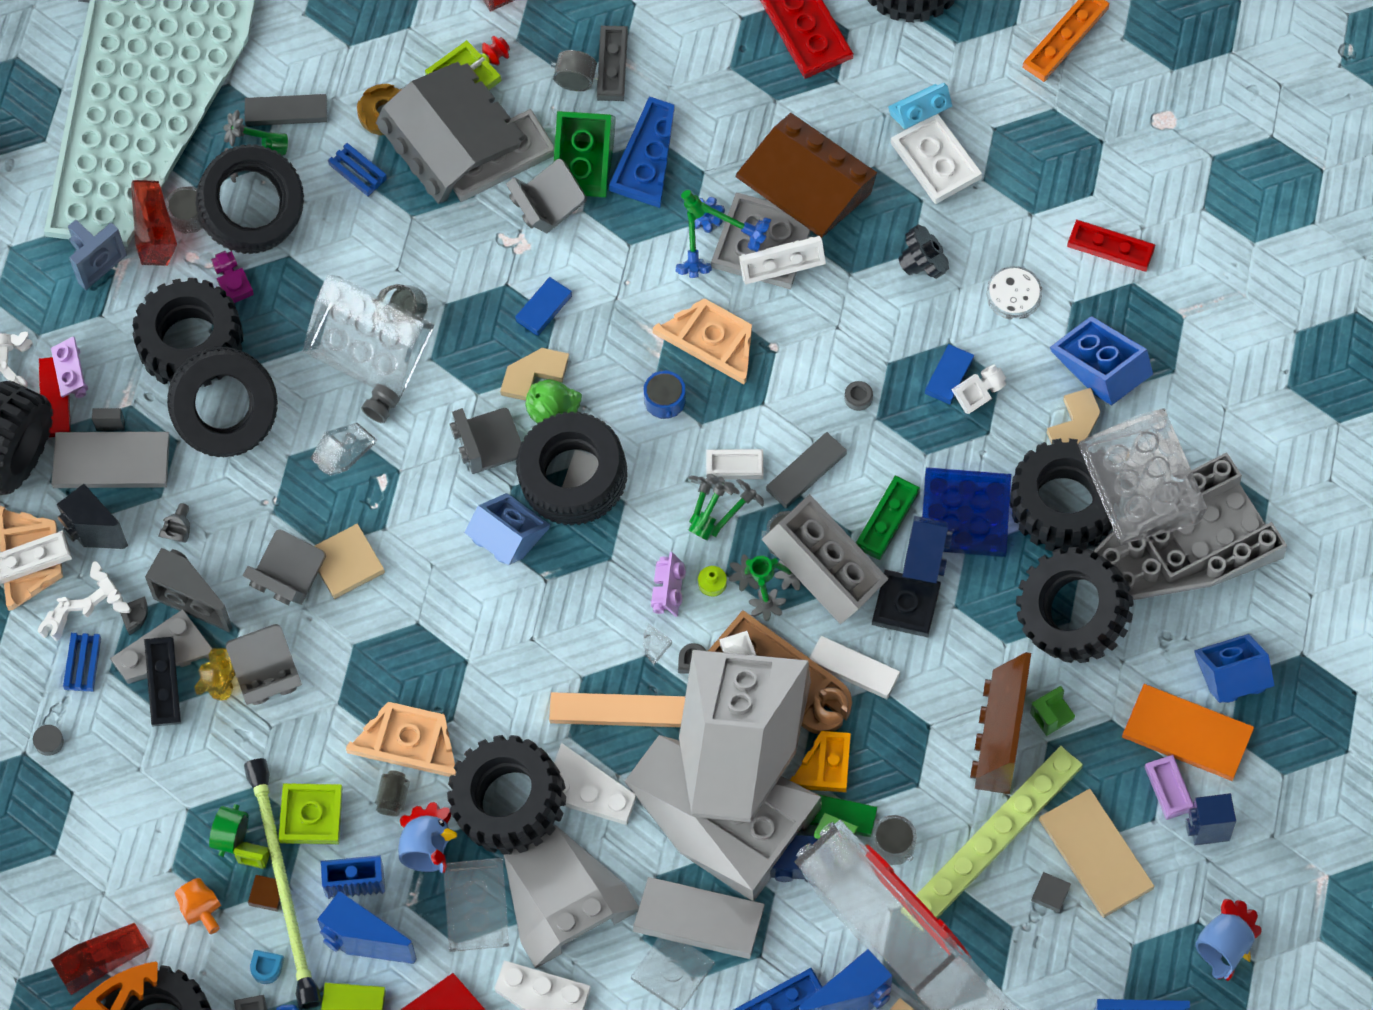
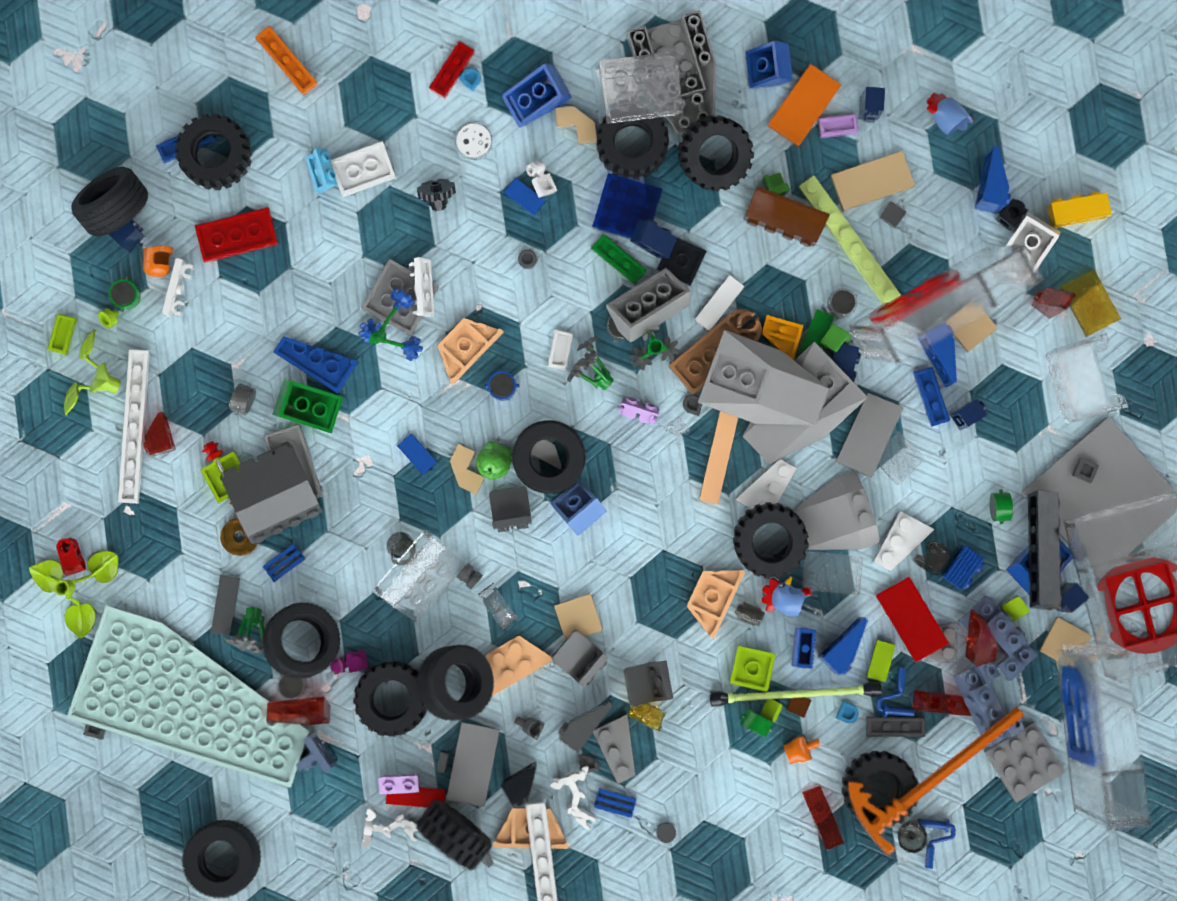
camera: 85 degrees left, 20 degrees up
(162, 681) = (642, 751): black tile -> none
(263, 485) = (515, 661): none -> light nougat wing
(548, 196) = (337, 435): bracket -> none
(612, 63) = (237, 372): dark grey tile -> none
(712, 581) = (640, 386): lime tile -> none
(737, 644) = (697, 373): white tile -> none
(806, 470) = (574, 304): dark grey tile -> none
(807, 175) = (361, 258): reddish brown slope -> none
(1104, 272) = (470, 78): none -> dark azure tile

